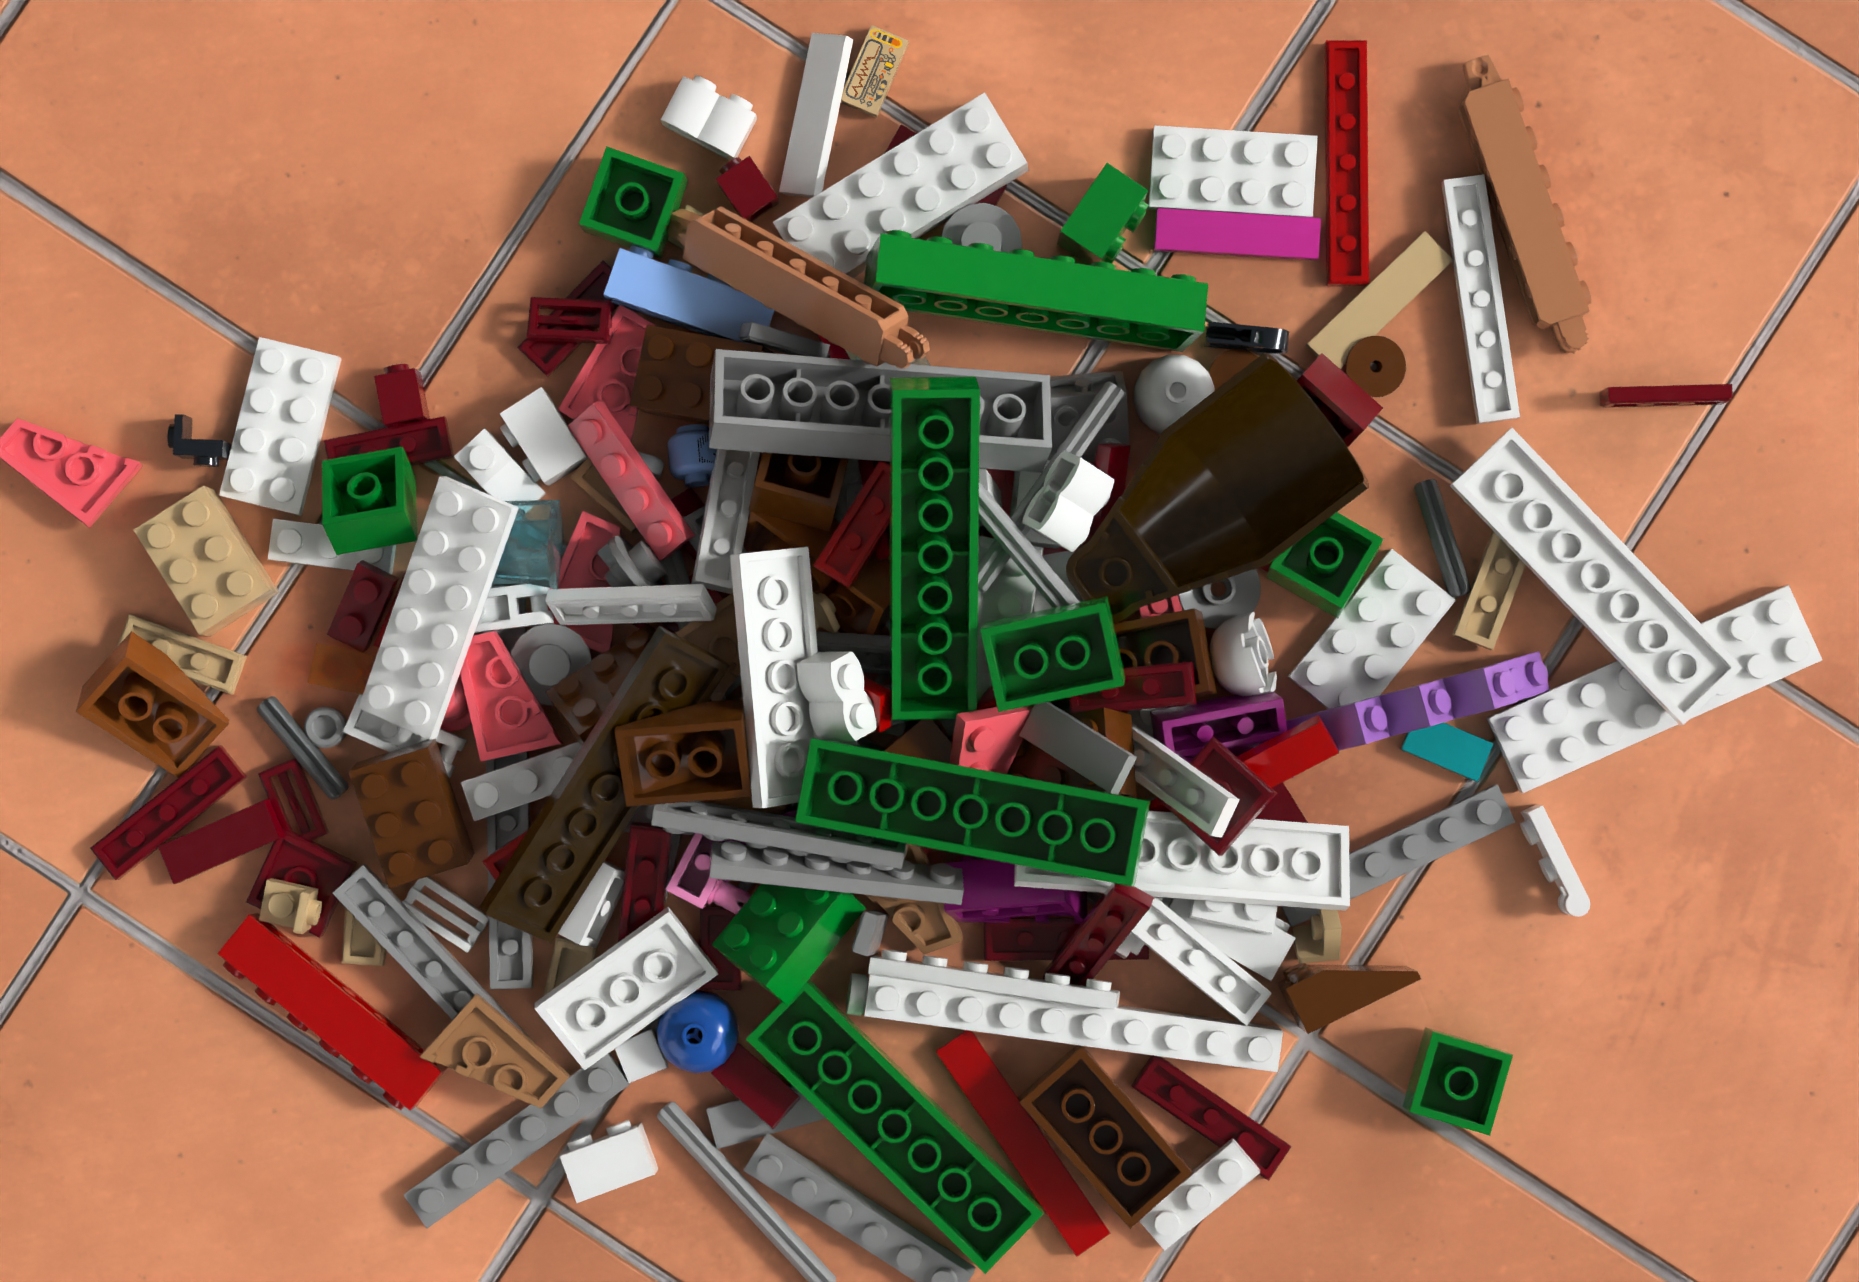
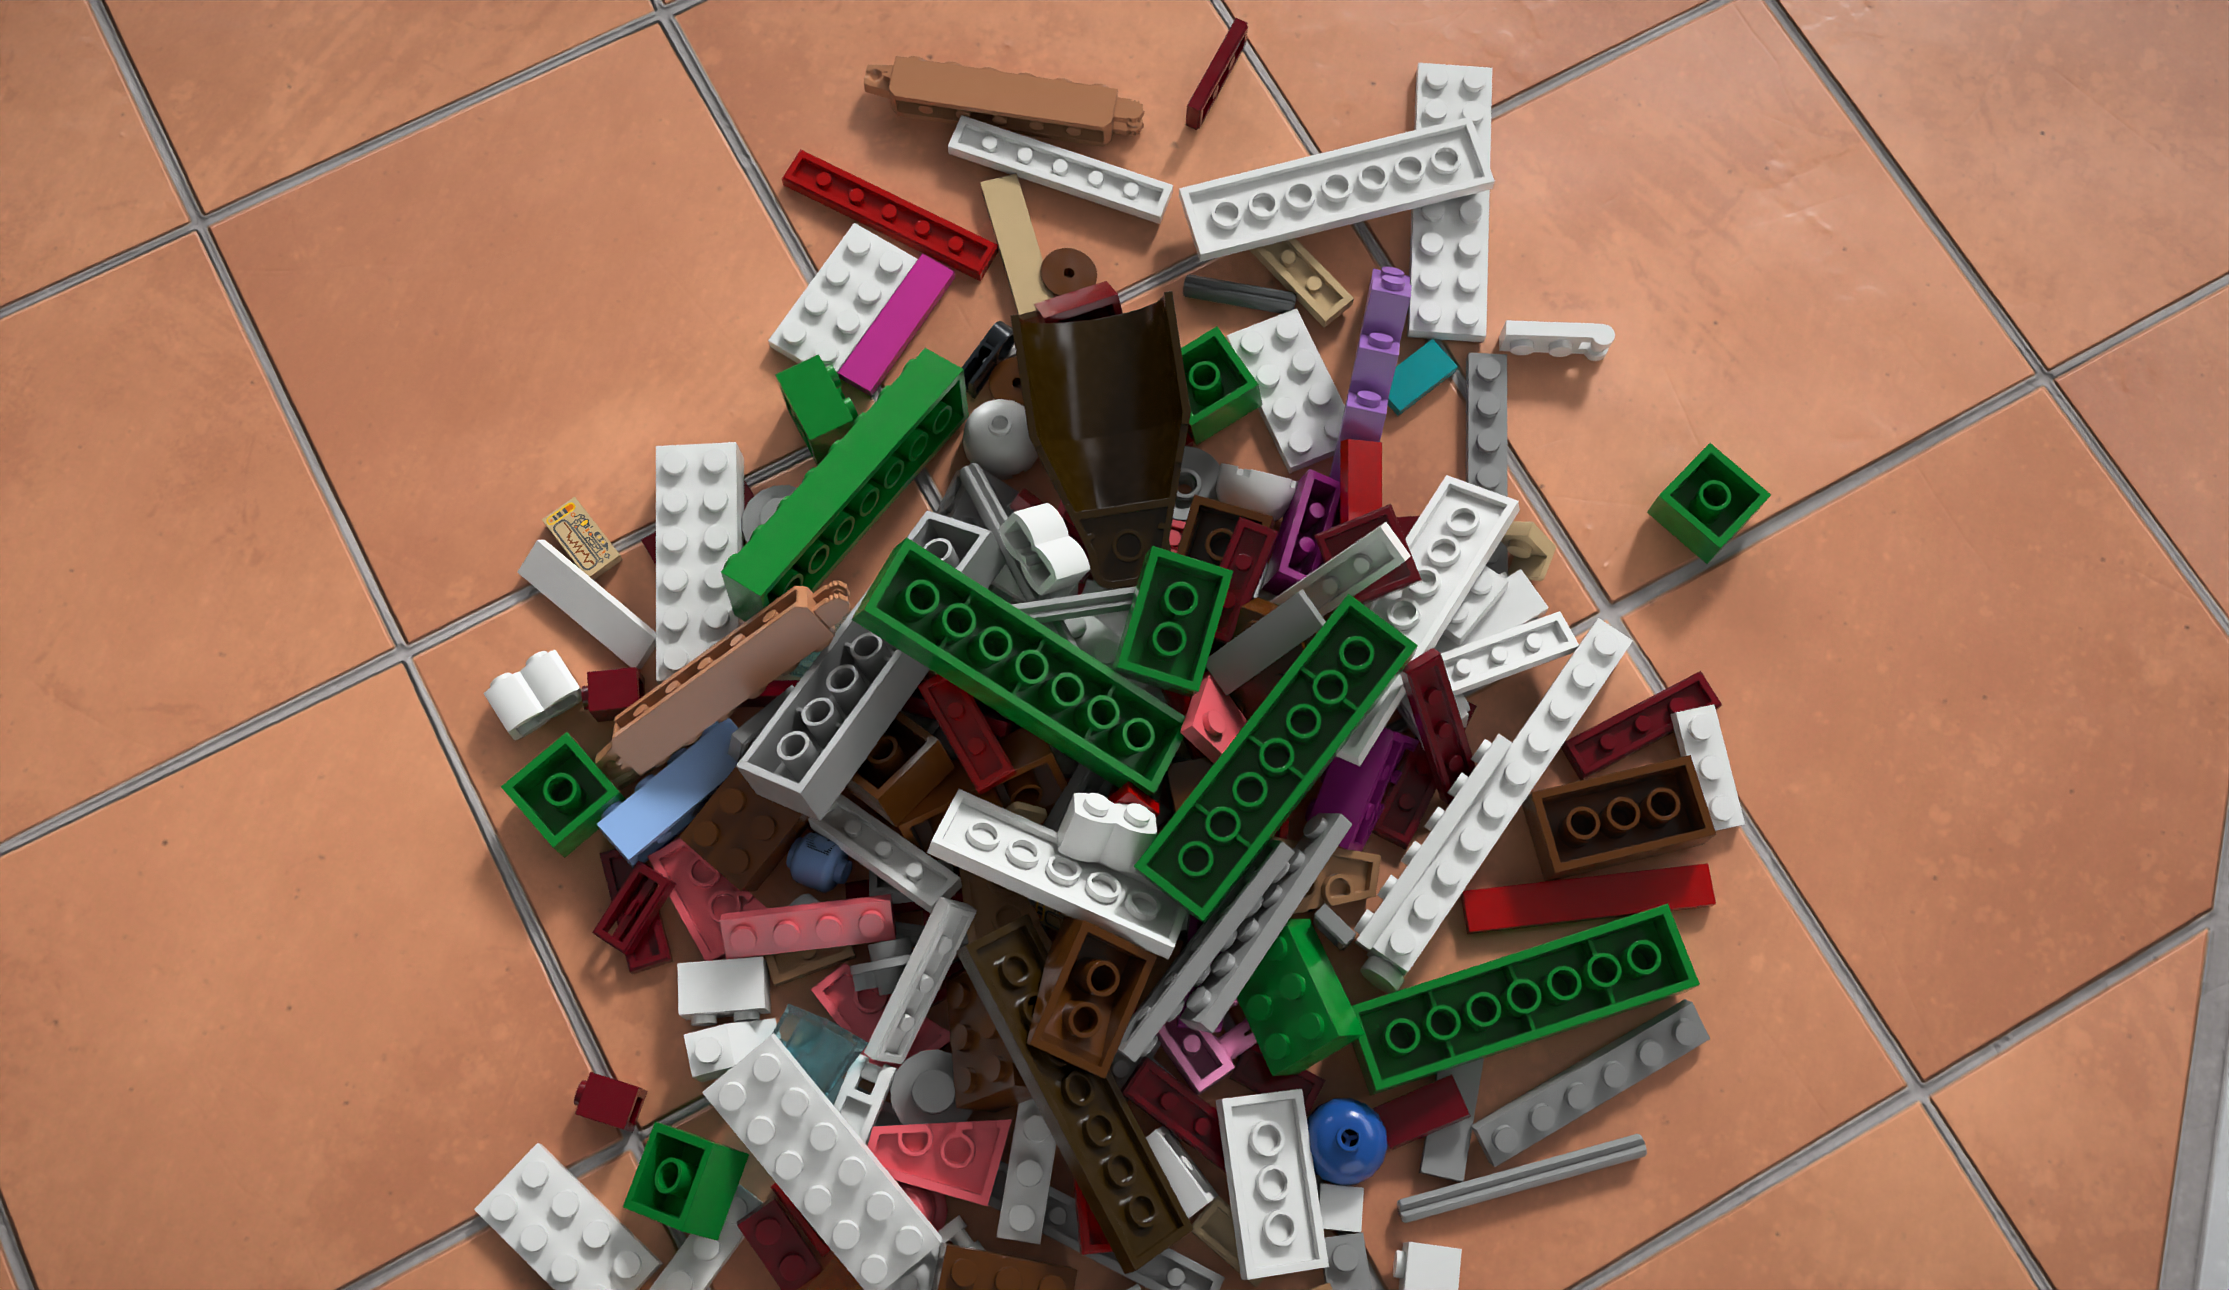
camera: 70 degrees left, 15 degrees down
(421, 440) = (662, 1102): dark red tile -> none
(1329, 992) = (1584, 568): reddish brown slope -> none

